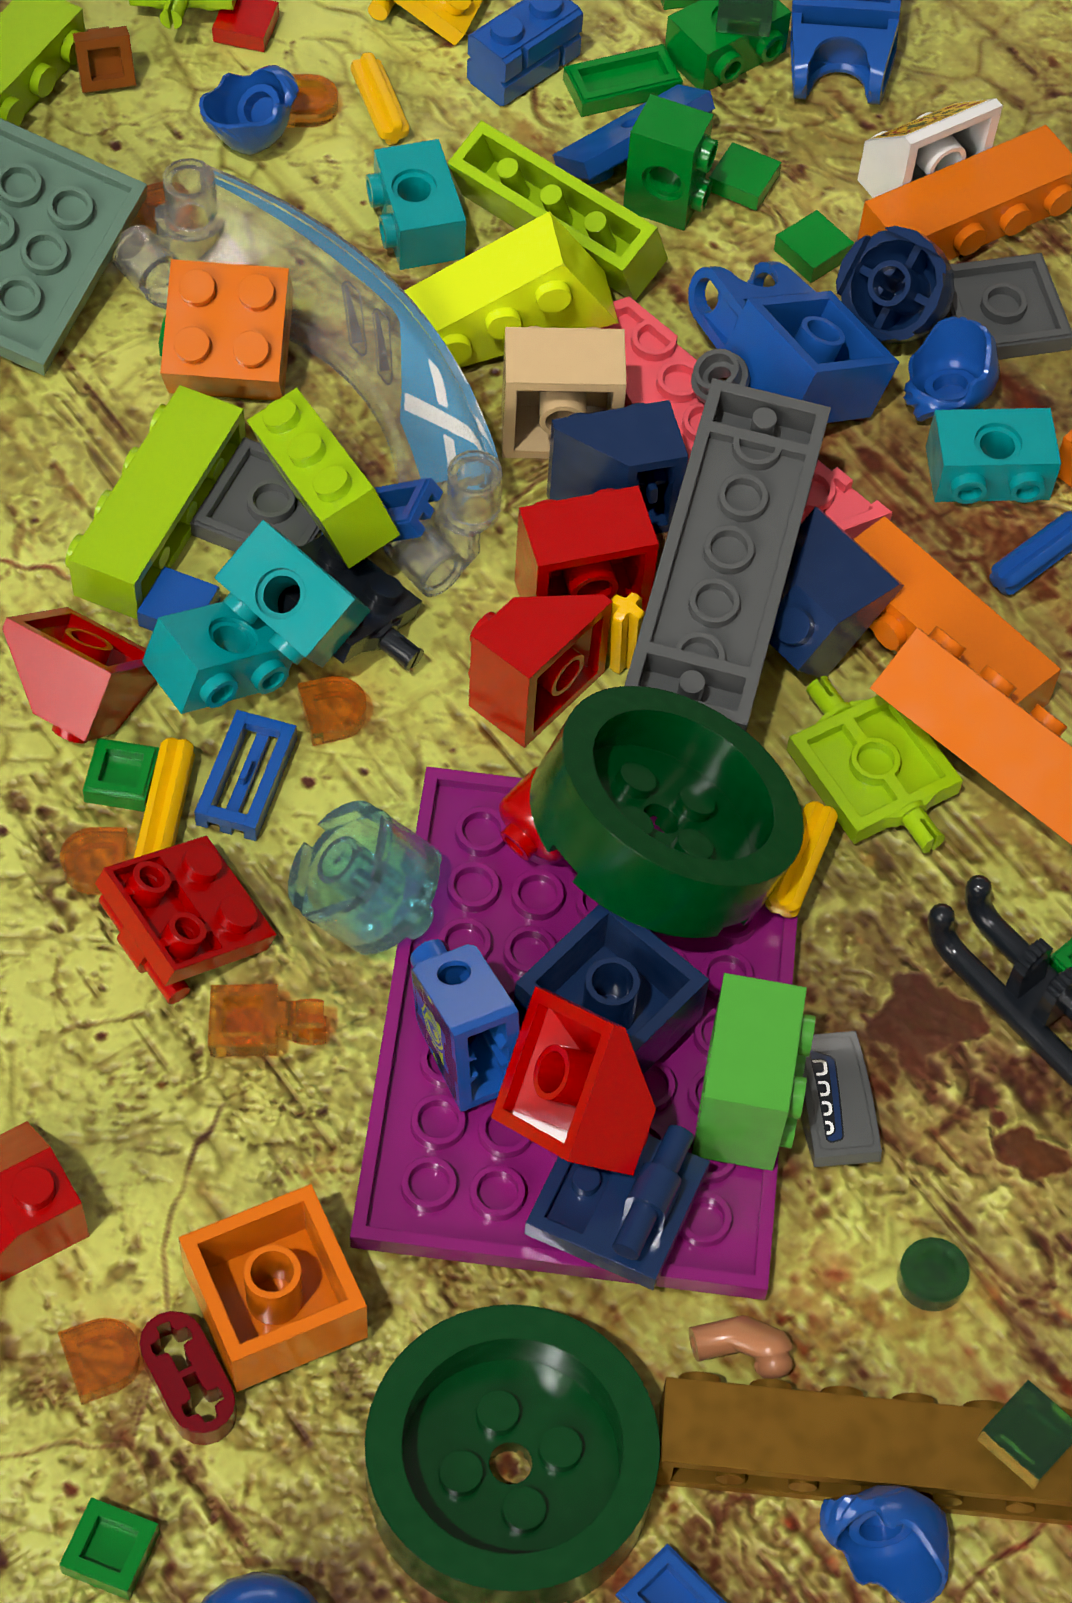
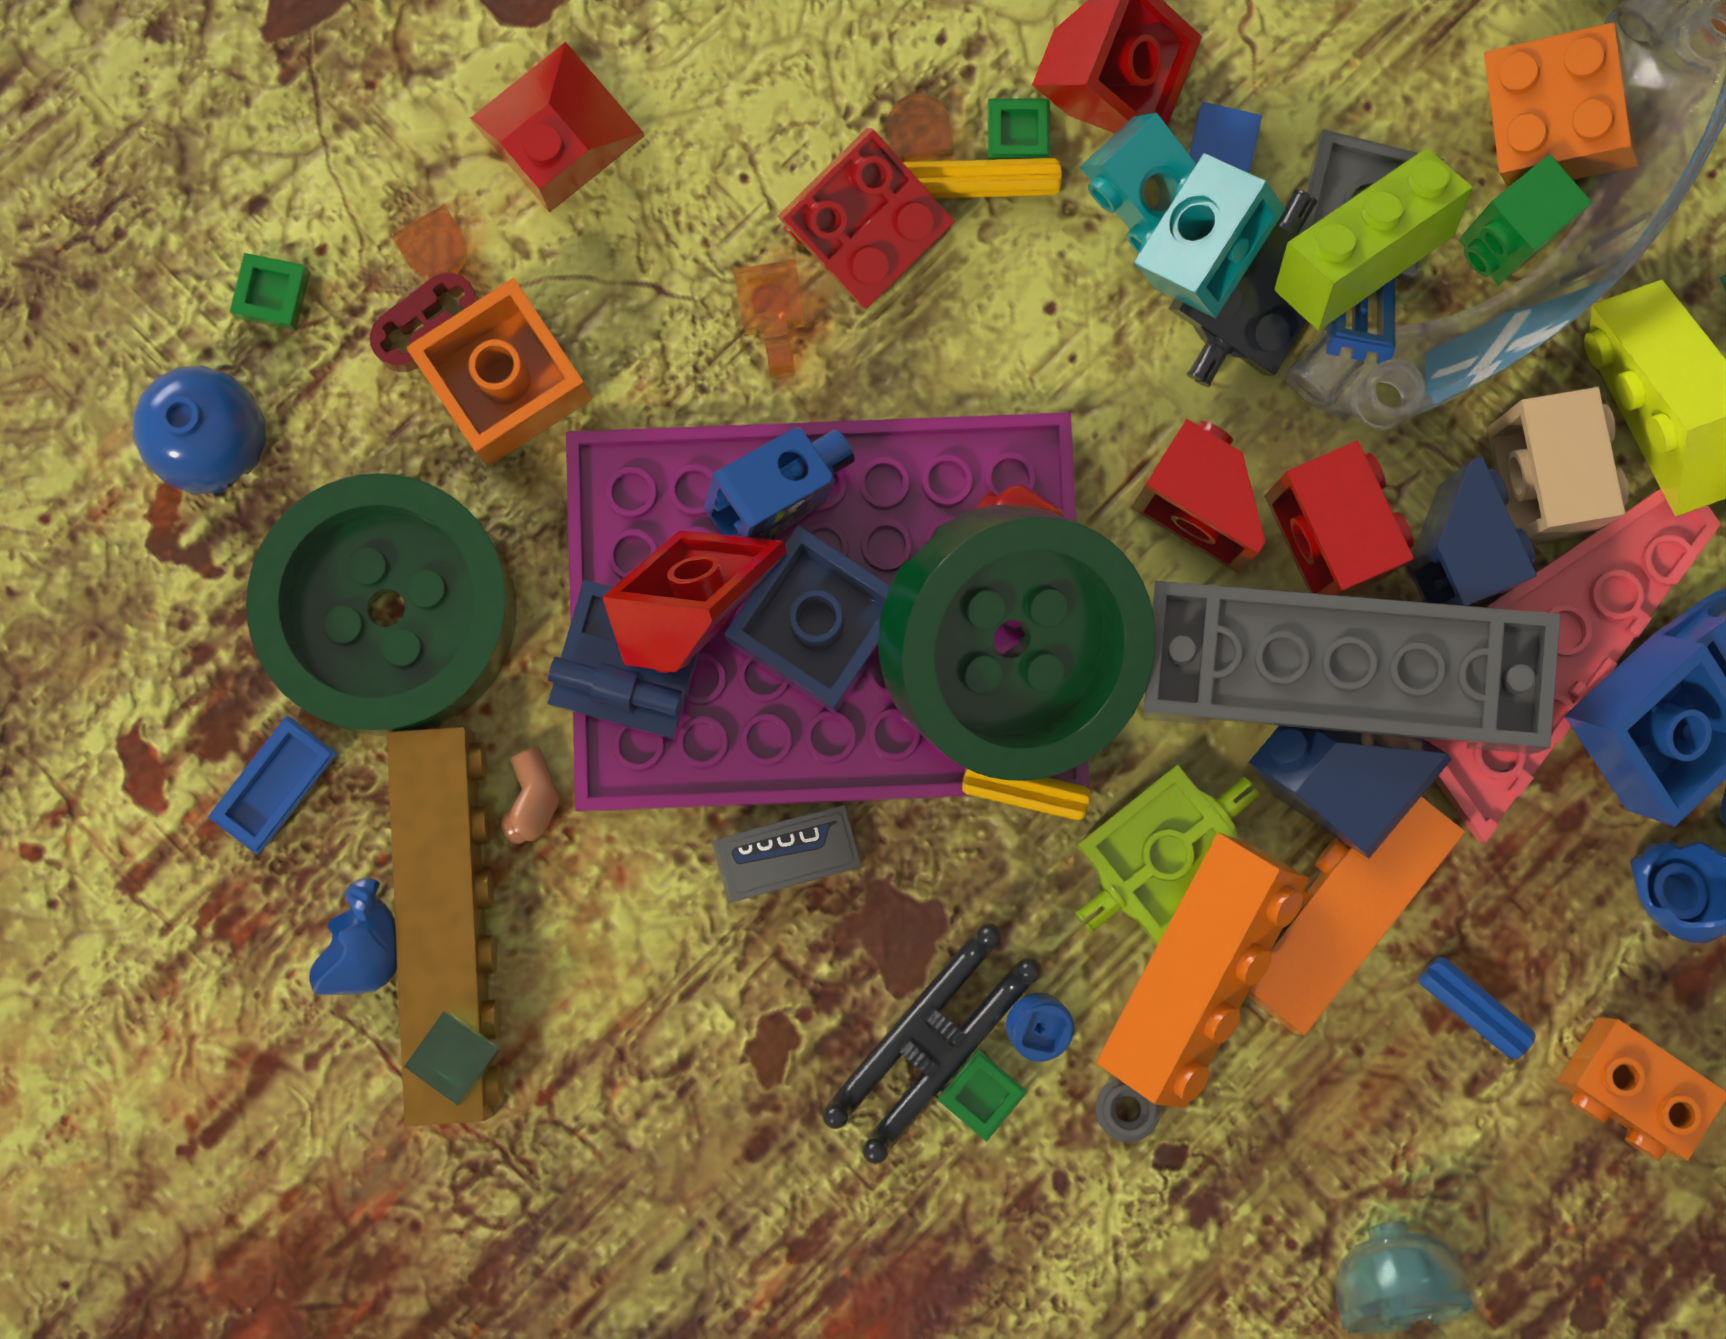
camera: 85 degrees right, 25 degrees up
(151, 506) = (1322, 84): lime brick -> none
(231, 817) = (1037, 270): blue tile -> none
(329, 368) = (1523, 221): none -> green brick
(332, 708) = (1131, 313): clear orange tile -> none
(366, 879) = (917, 374): clear light blue brick -> none
(624, 630) = (1257, 573): yellow axle -> none
(717, 365) = (1620, 619): dark grey plate -> none
(754, 1072) = (753, 761): bright green brick -> none
(933, 1274) = (629, 963): clear green tile -> none
(992, 455) = (1619, 970): teal brick -> none
(1031, 899) = (1039, 1027): none -> blue tile

